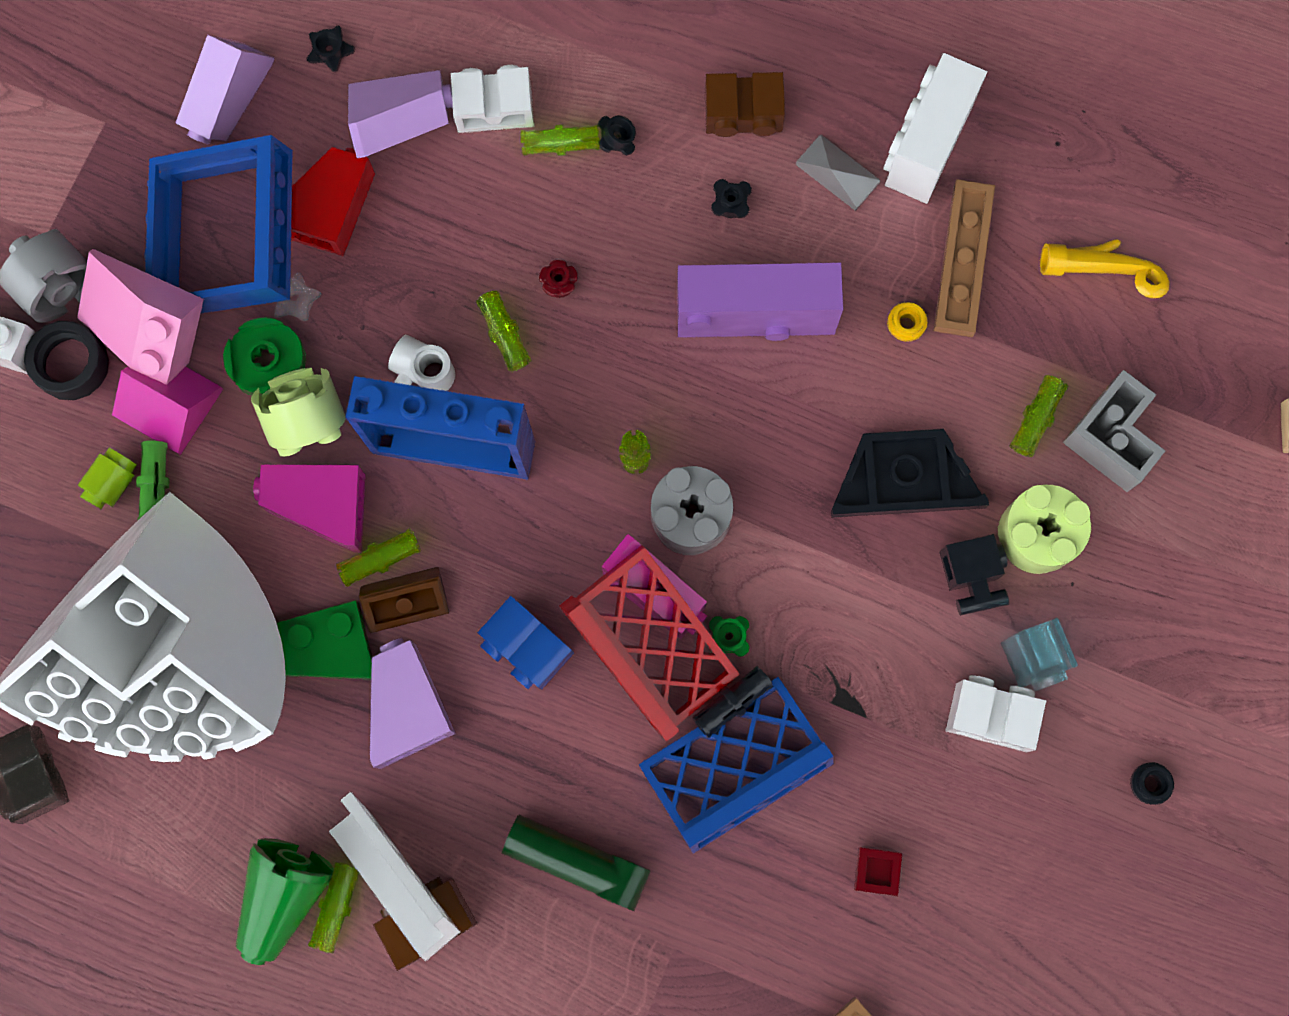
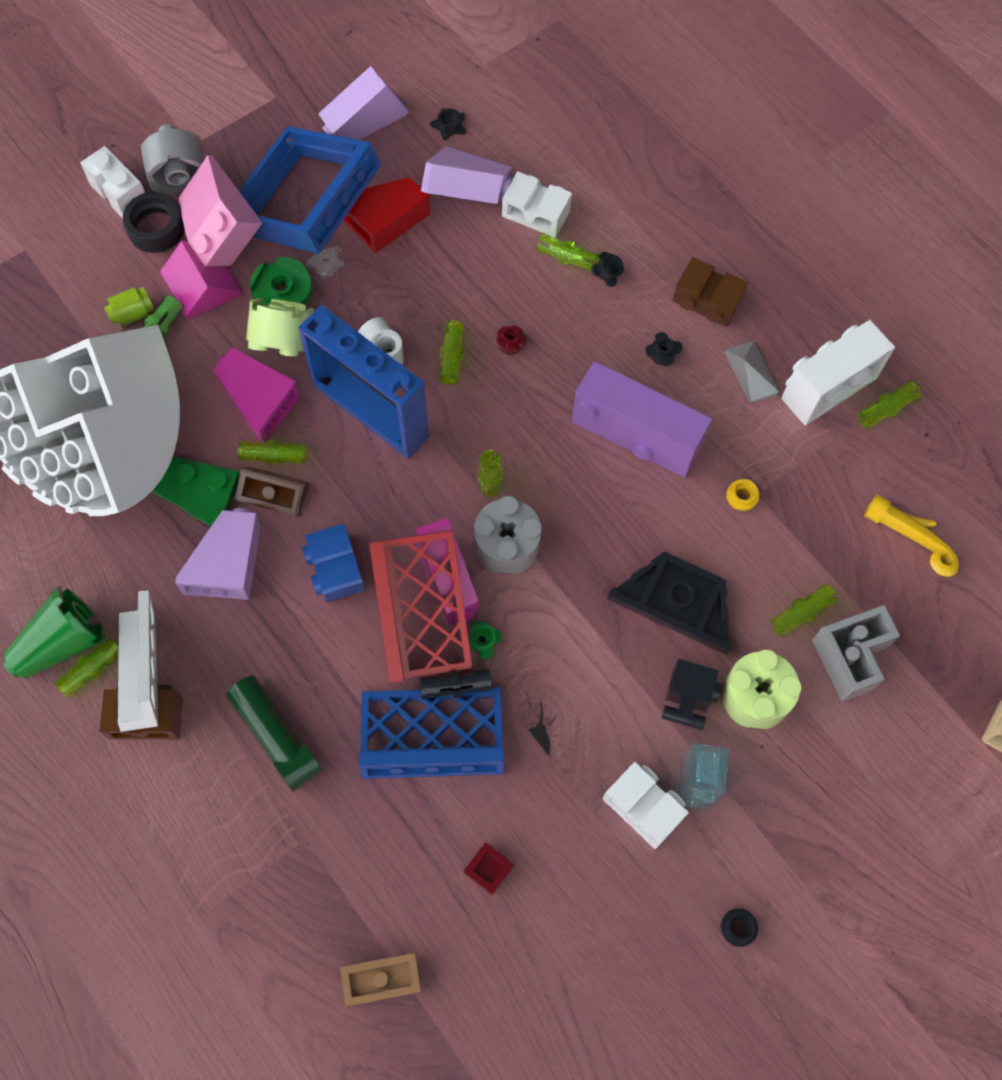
camera: 25 degrees right, 10 degrees down
(964, 258) = (809, 473): medium nougat plate -> none
(1004, 132) = (889, 404): none -> clear neon green pin

